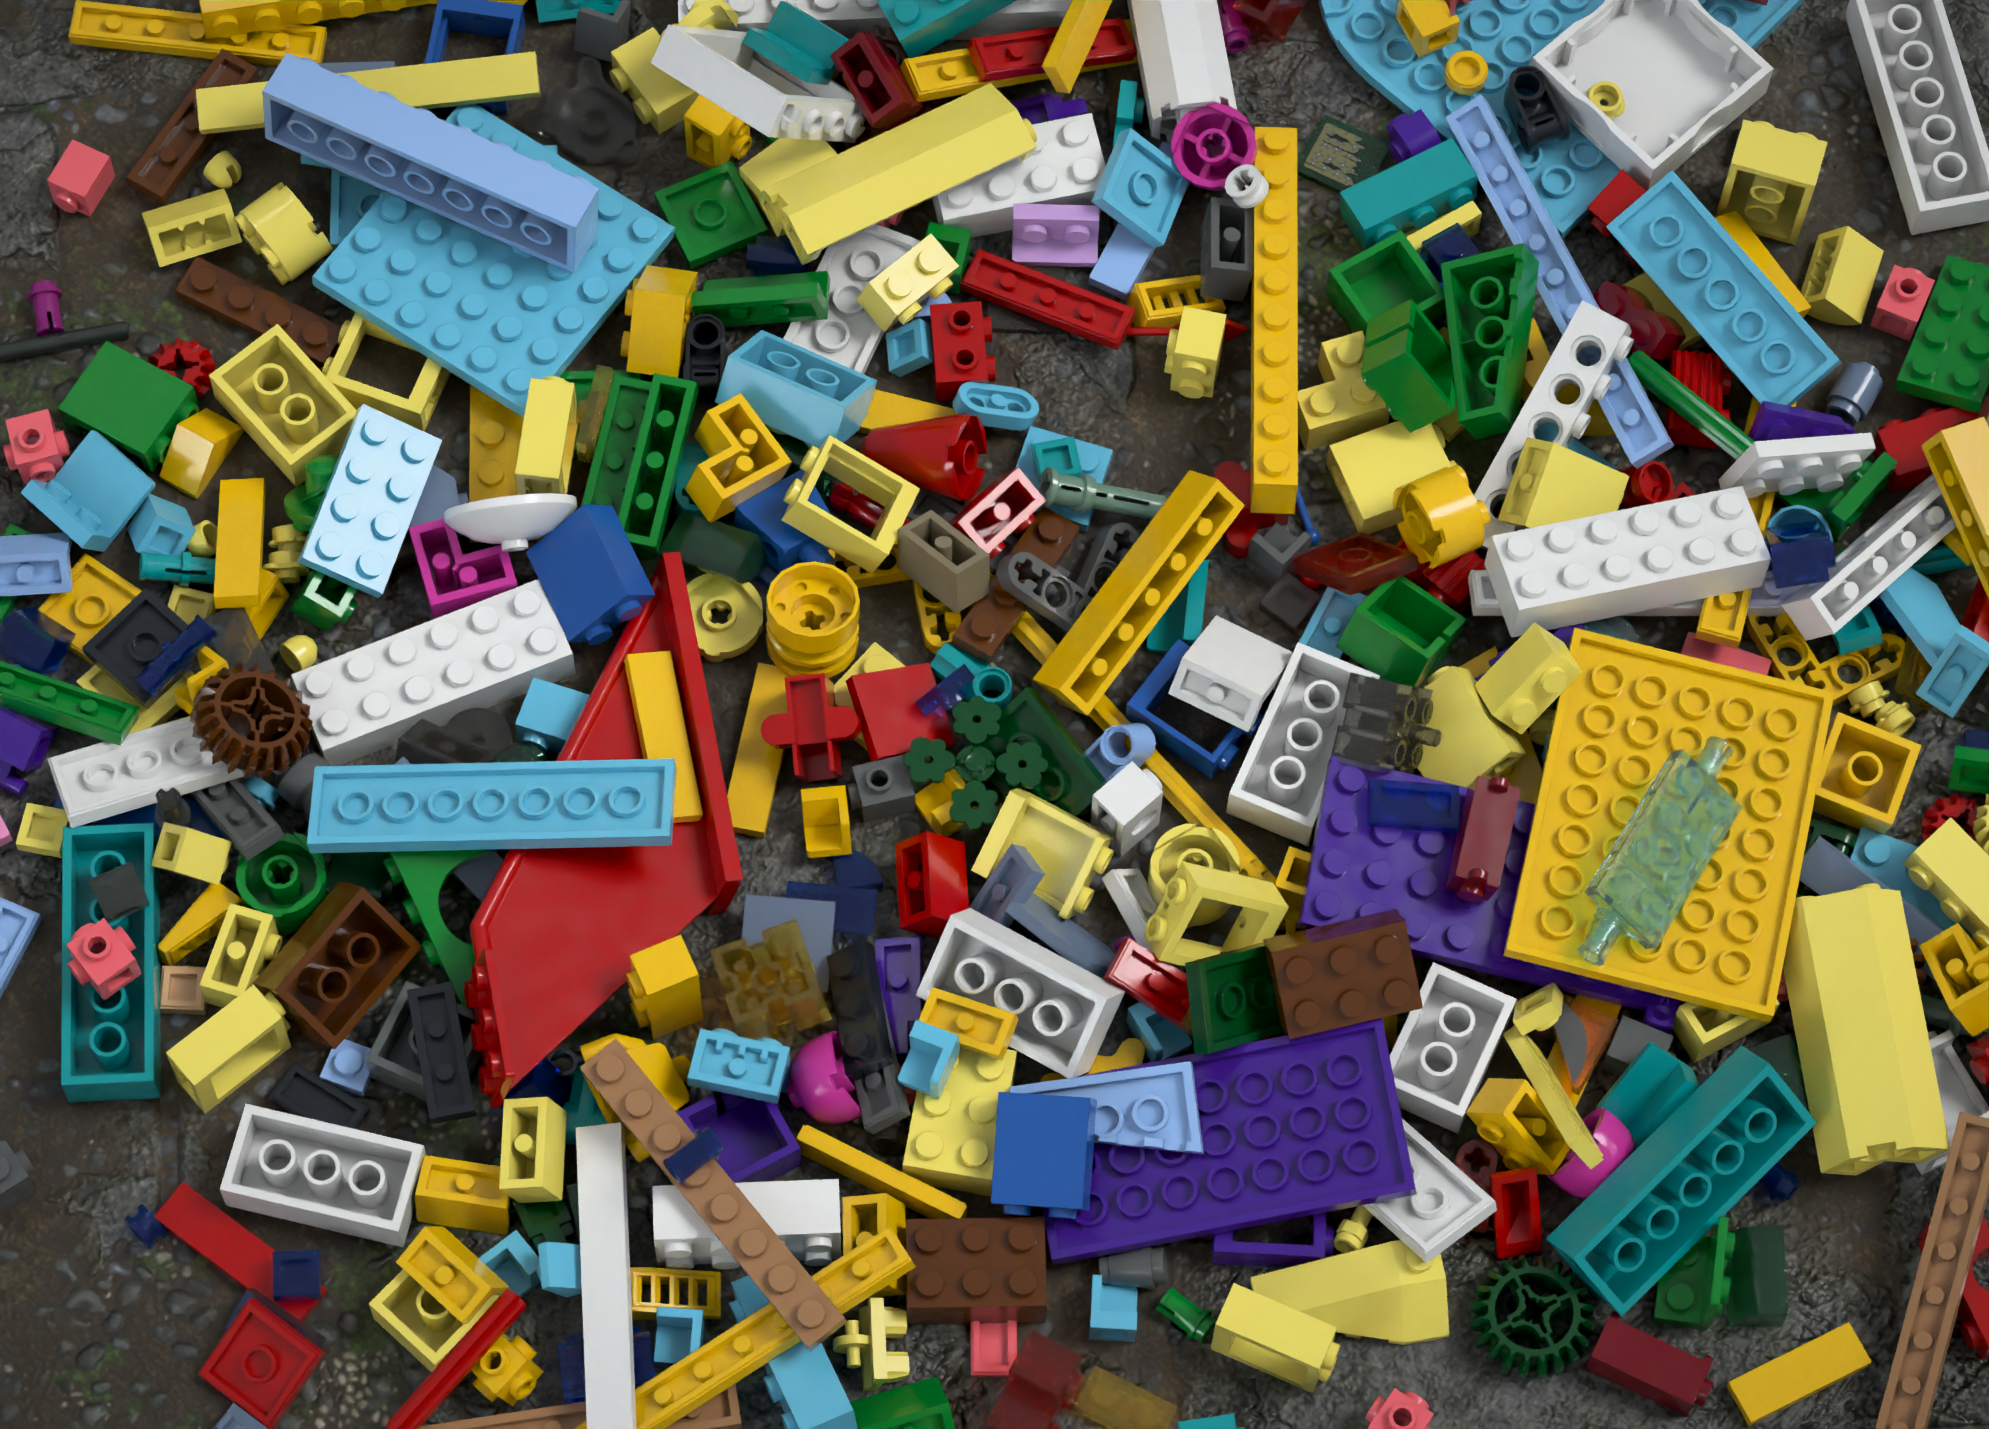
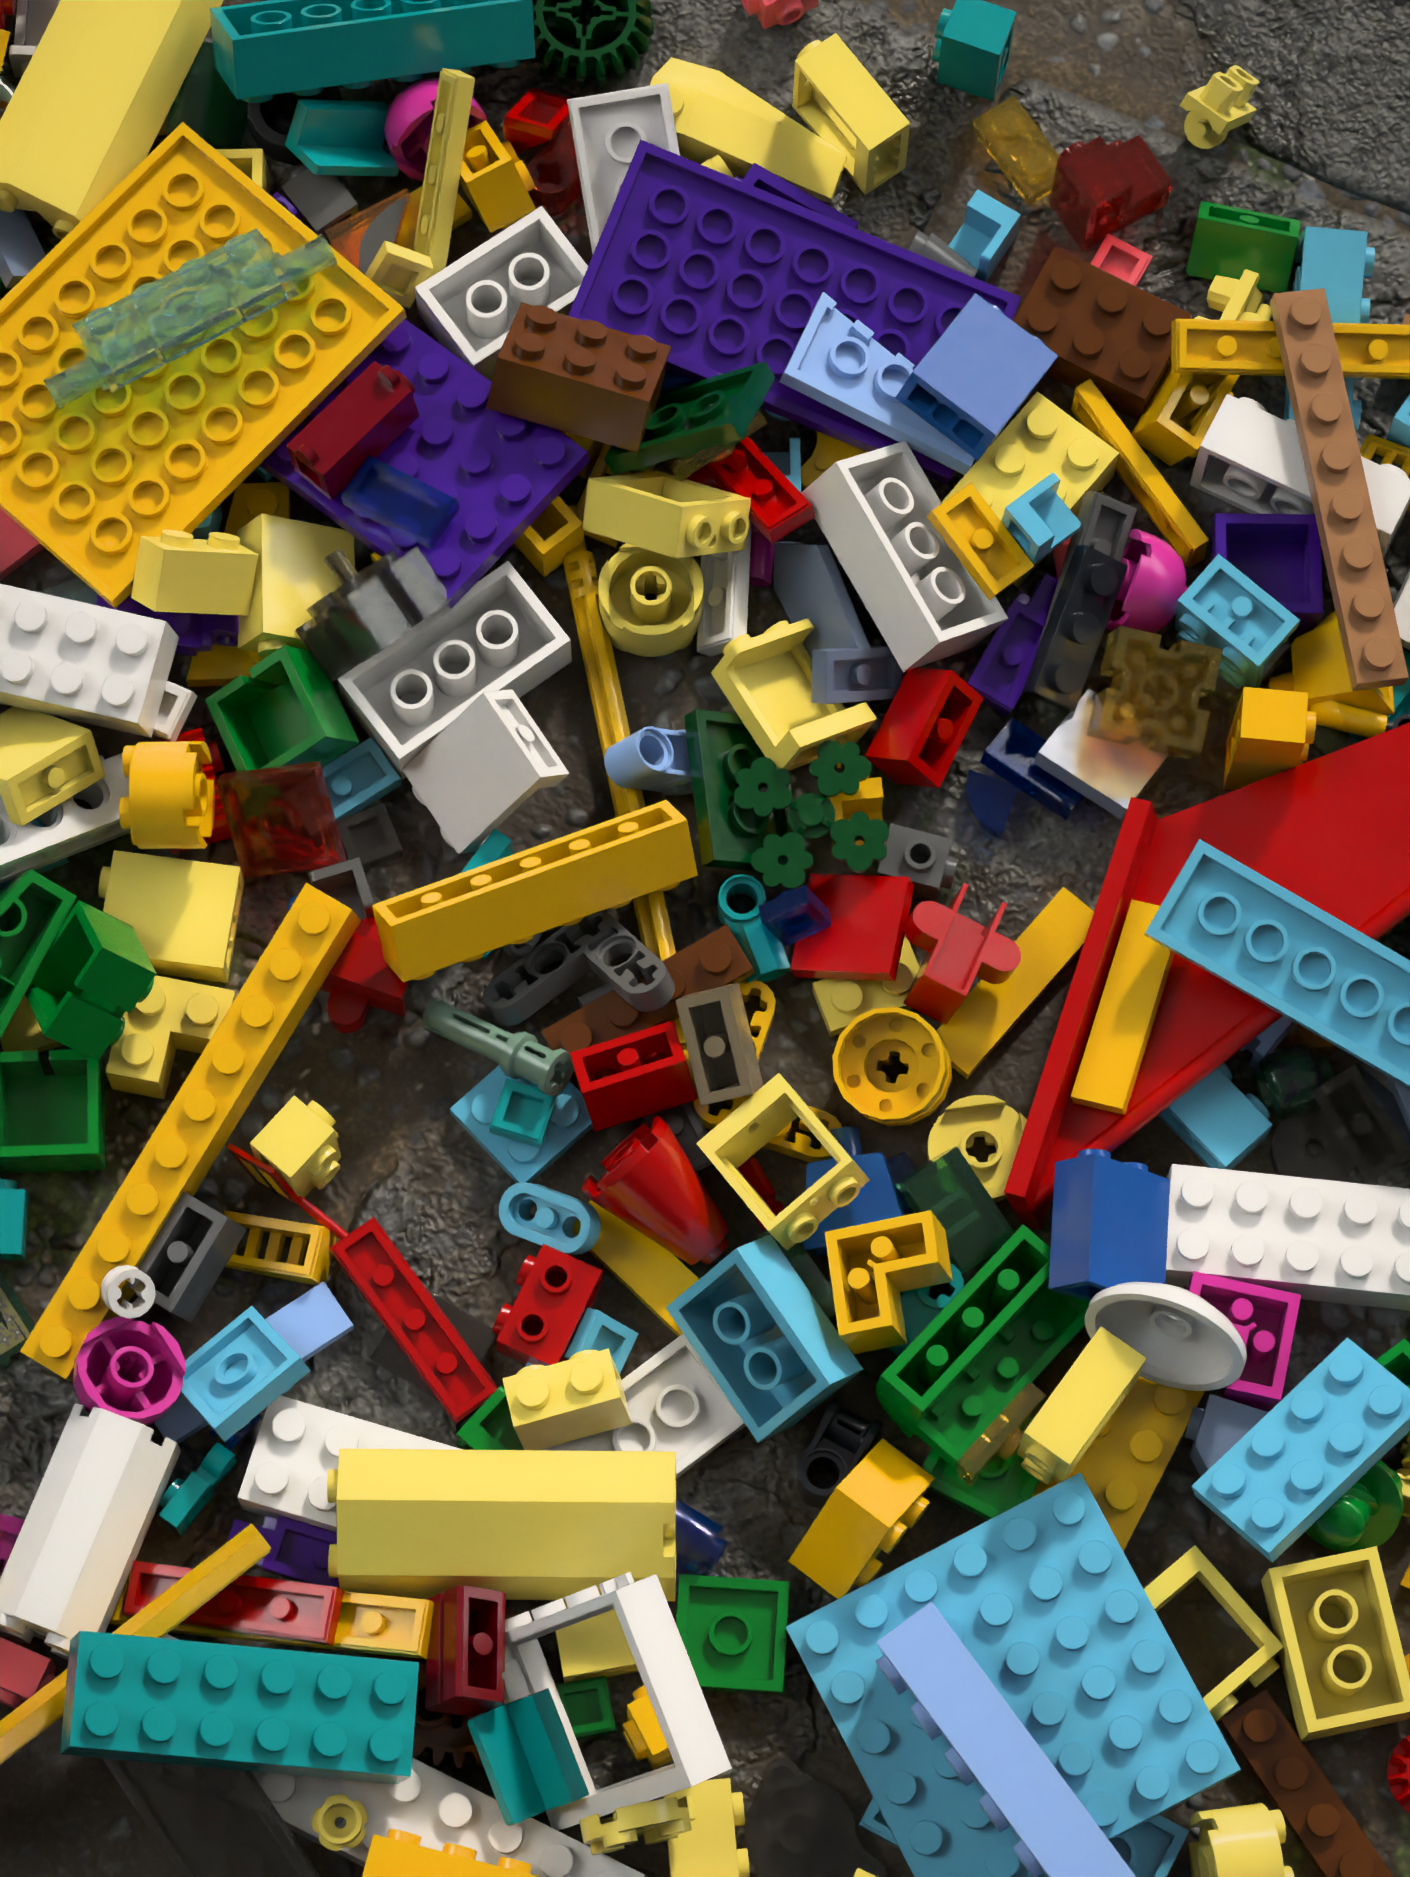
camera: 150 degrees left, 5 degrees up
(694, 1155) = (1344, 510): clear blue pin -> none
(765, 299) = (736, 1491): green panel -> none
(826, 821) = (995, 853): yellow panel -> none
(1055, 235) = (363, 1385): lavender bracket -> none
(1128, 807) = (676, 686): white brick -> none
(1149, 697) = (573, 813): blue window -> none
(1186, 1315) = (908, 187): green pin -> none

